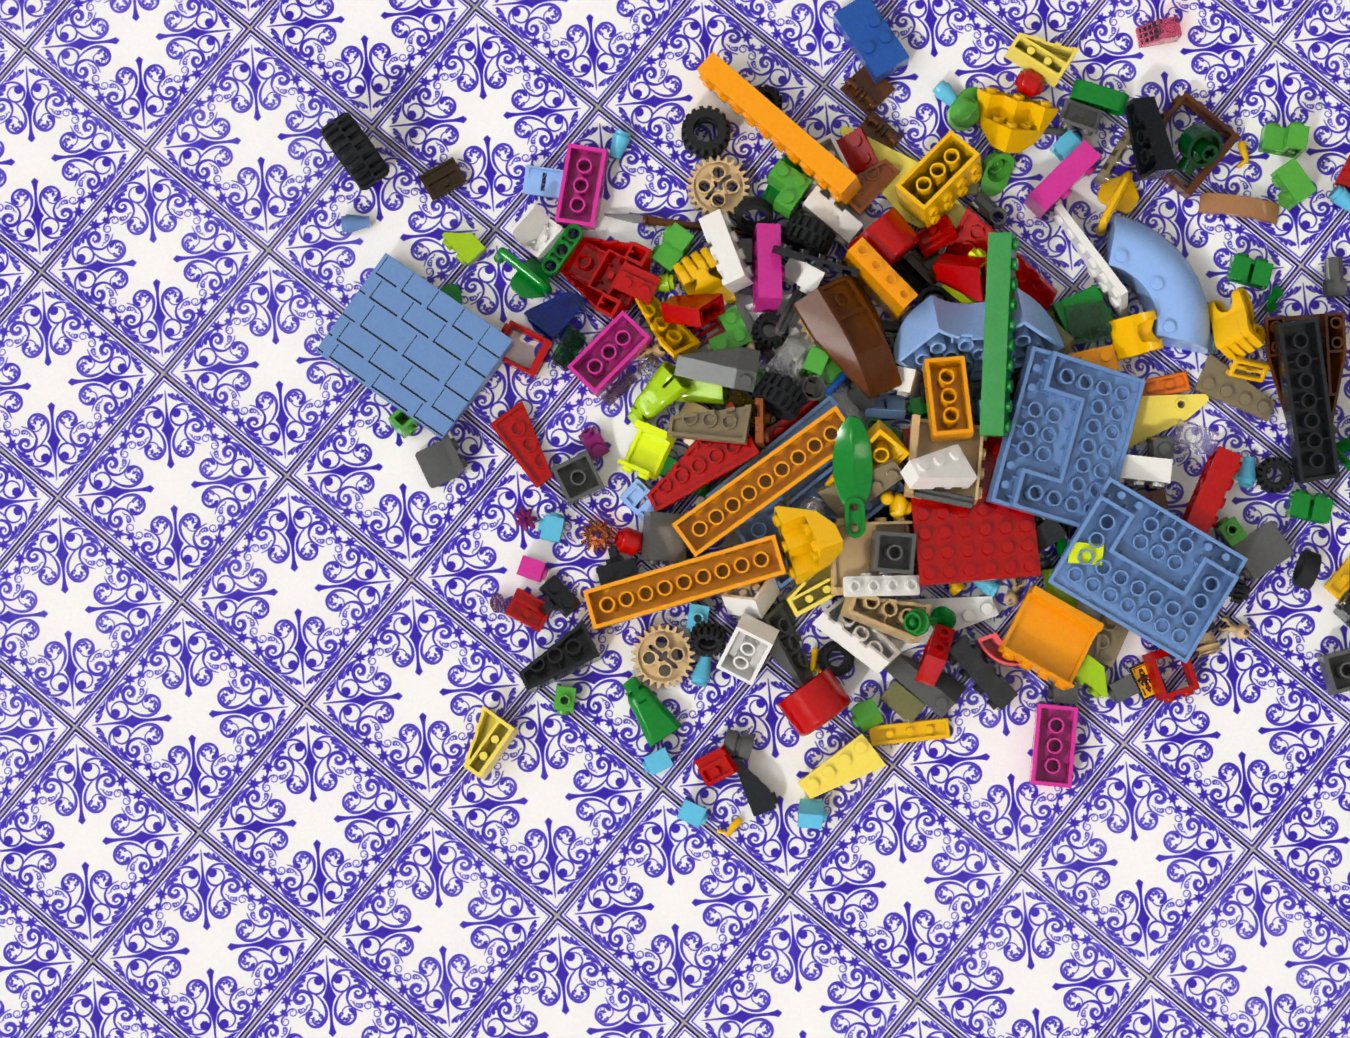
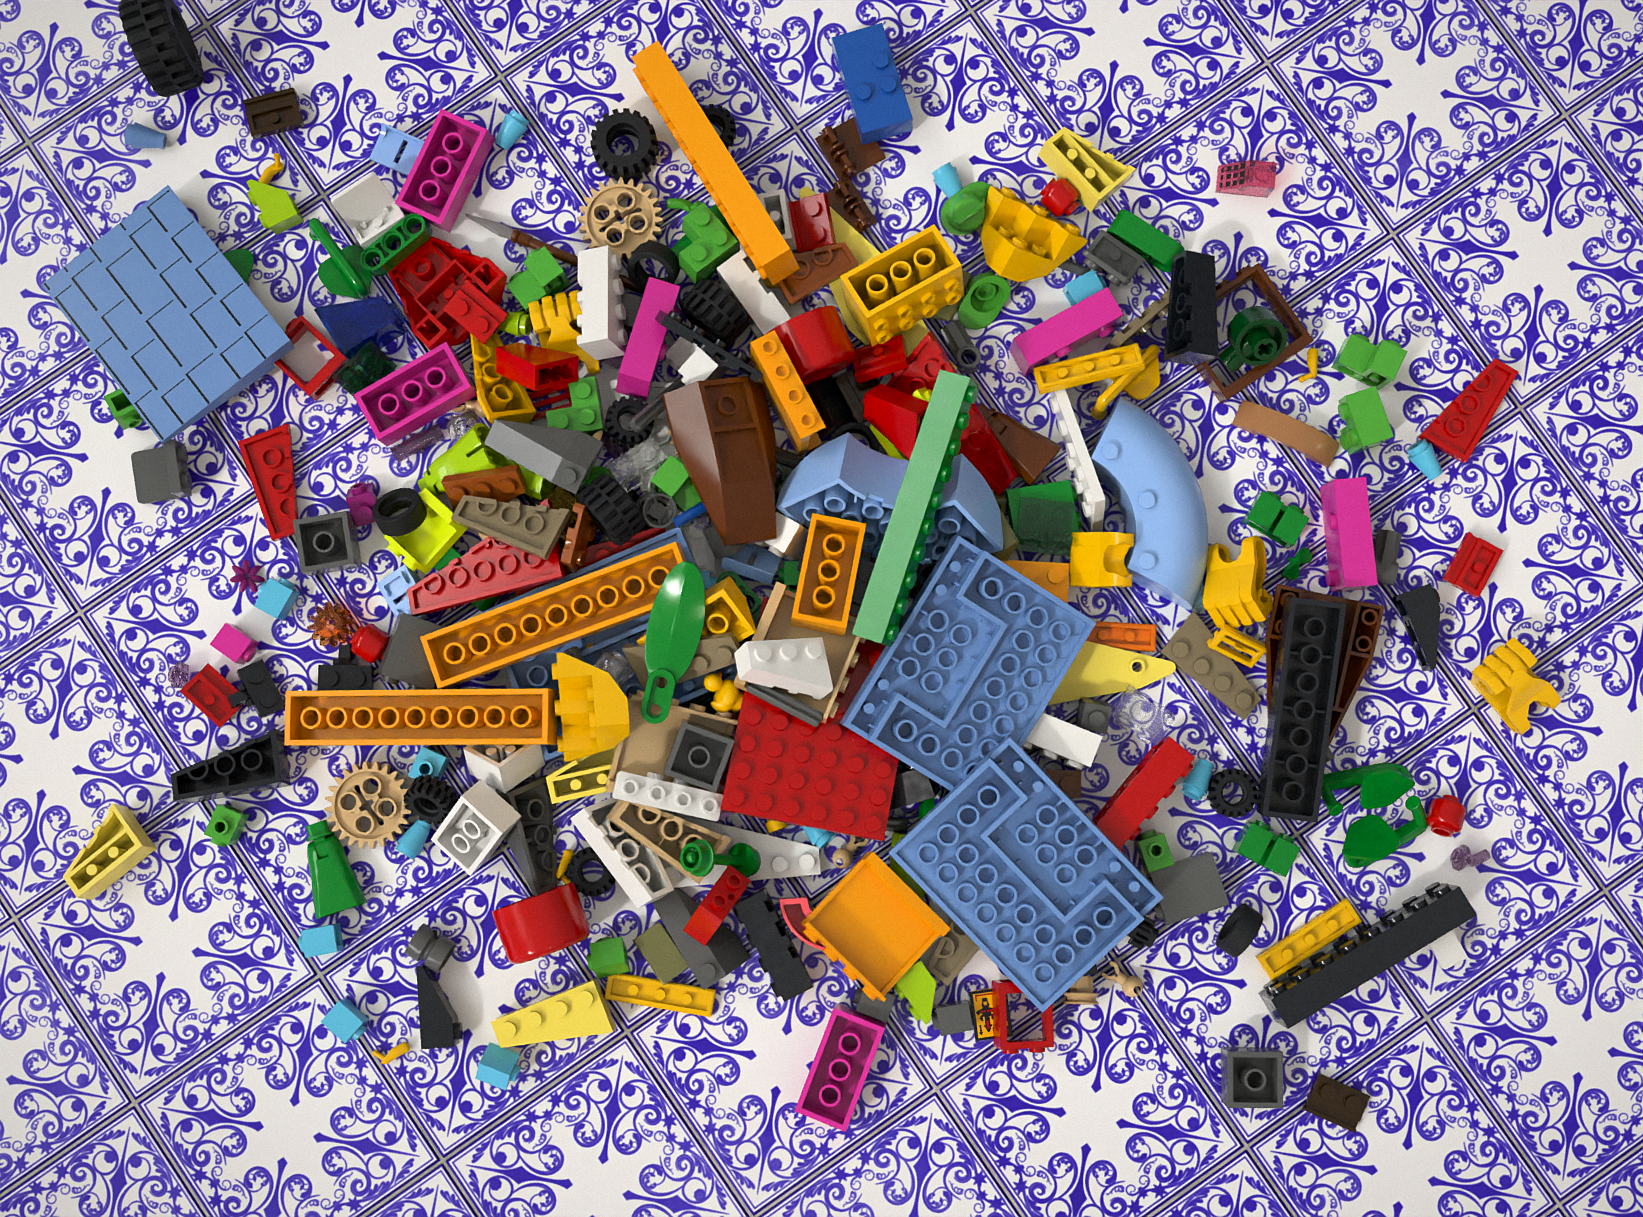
camera: 15 degrees right, 0 degrees up
(453, 220) = (272, 170): none -> yellow piece
(629, 449) = (393, 502): none -> black tyre
(686, 402) = (493, 483): none -> dark orange wing
(716, 766) = (393, 968): red plate -> none
(759, 163) = (679, 203): none -> bright green piece
(1057, 270) = (1024, 447): none -> reddish brown piece
(1085, 556) = (948, 834): neon yellow sticker -> none
(1087, 201) = (1088, 368): none -> yellow tile
(1304, 268) = (1348, 535): none -> dark pink brick

